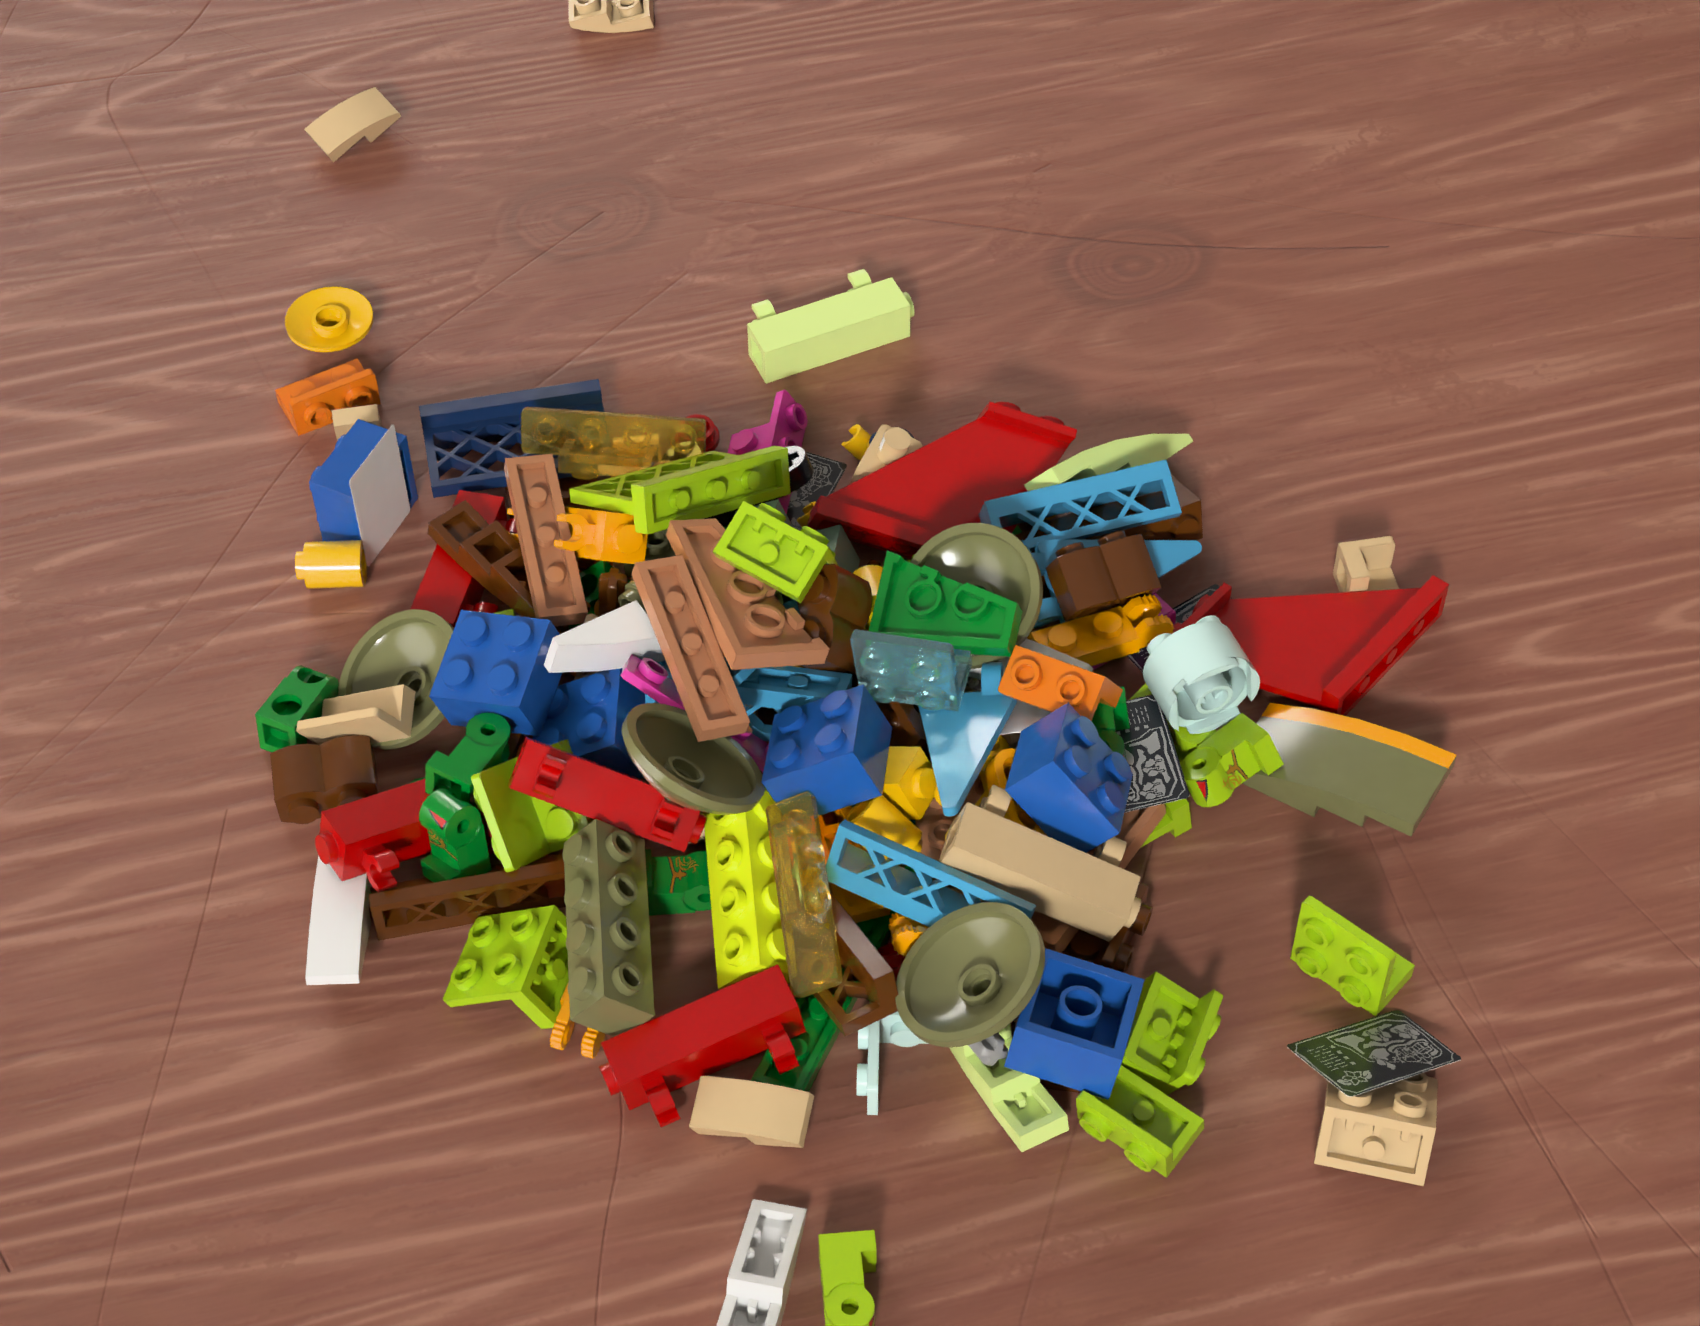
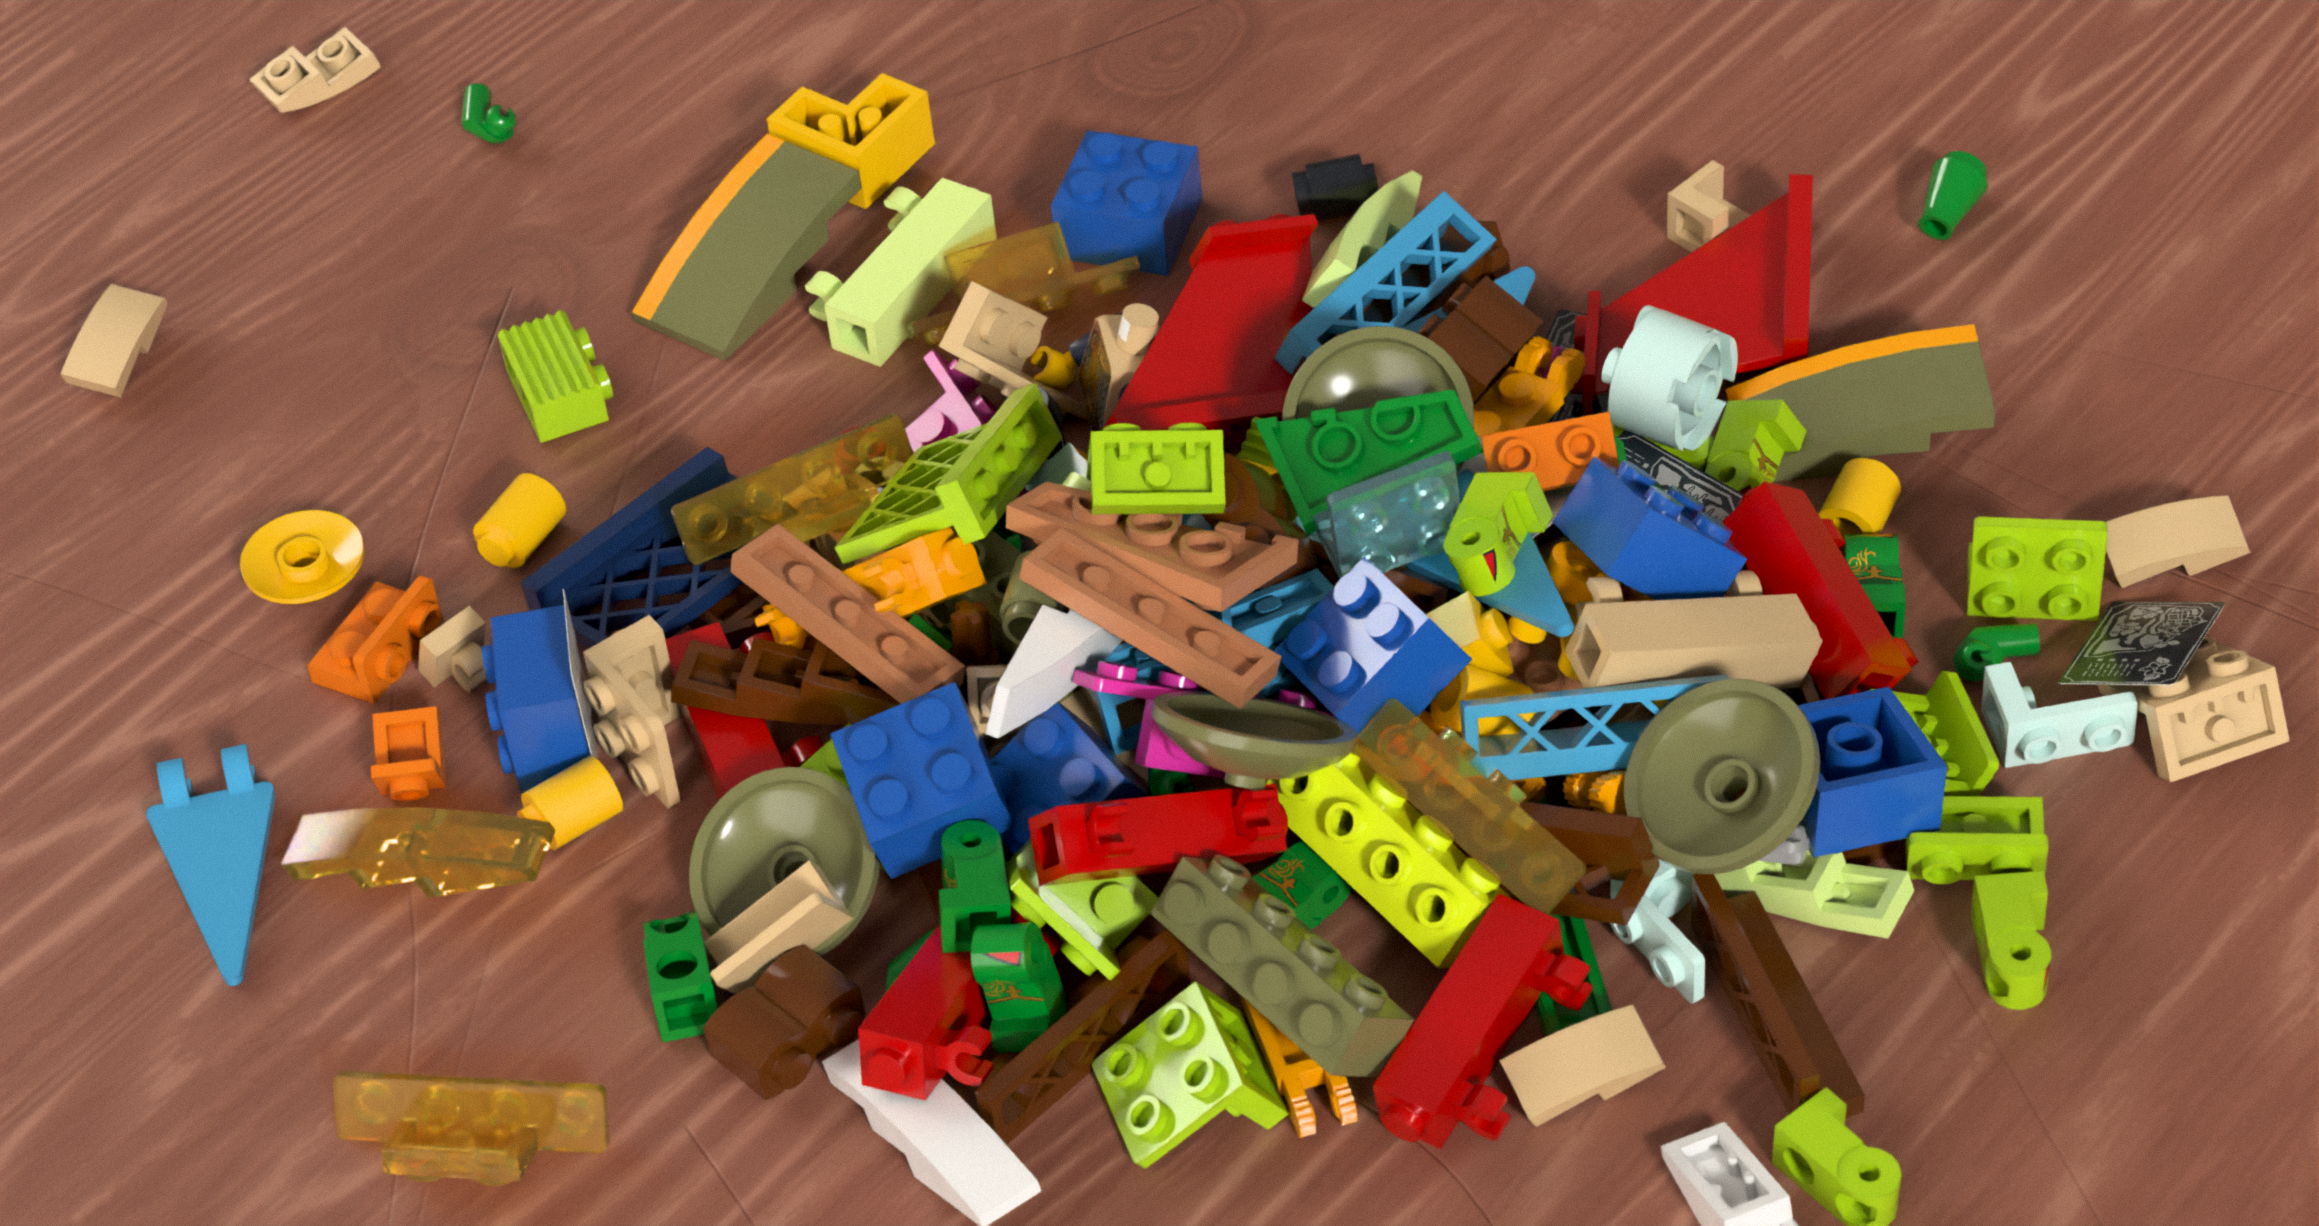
camera: 30 degrees left, 5 degrees down
(102, 735) = (468, 1123): none -> clear yellow bracket
(131, 476) = (217, 851): none -> dark azure flag
(230, 541) = (432, 846): none -> clear yellow slope
(277, 478) = (408, 753): none -> orange bracket
(407, 507) = (632, 696): none -> tan bracket
(463, 366) = (519, 521): none -> yellow brick
(566, 283) = (555, 376): none -> lime brick
(676, 90) = (484, 120): none -> green arm
(746, 257) = (745, 246): none -> olive slope
(820, 408) = (995, 340): none -> tan bracket
(868, 228) = (875, 133): none -> yellow brick
(884, 366) = (1026, 268): none -> clear yellow bracket
(909, 1149) = (1770, 997): none -> reddish brown fence
(966, 714) = (1492, 527): none -> lime leg
(997, 354) = (1128, 200): none -> blue brick
(1099, 1201) = (2005, 923): none -> lime leg
(1137, 415) = (1334, 186): none -> black brick
(1175, 868) = (1801, 556): none -> red brick
(1233, 902) = (1876, 566): none -> green leg
(1251, 1076) = (2051, 732): none -> light aqua bracket
(1277, 837) = (1862, 497): none -> yellow brick
(1279, 989) = (1992, 645): none -> green arm
(1472, 988) = (2174, 534): none -> tan slope
(1547, 650) = (1952, 192): none -> green cone

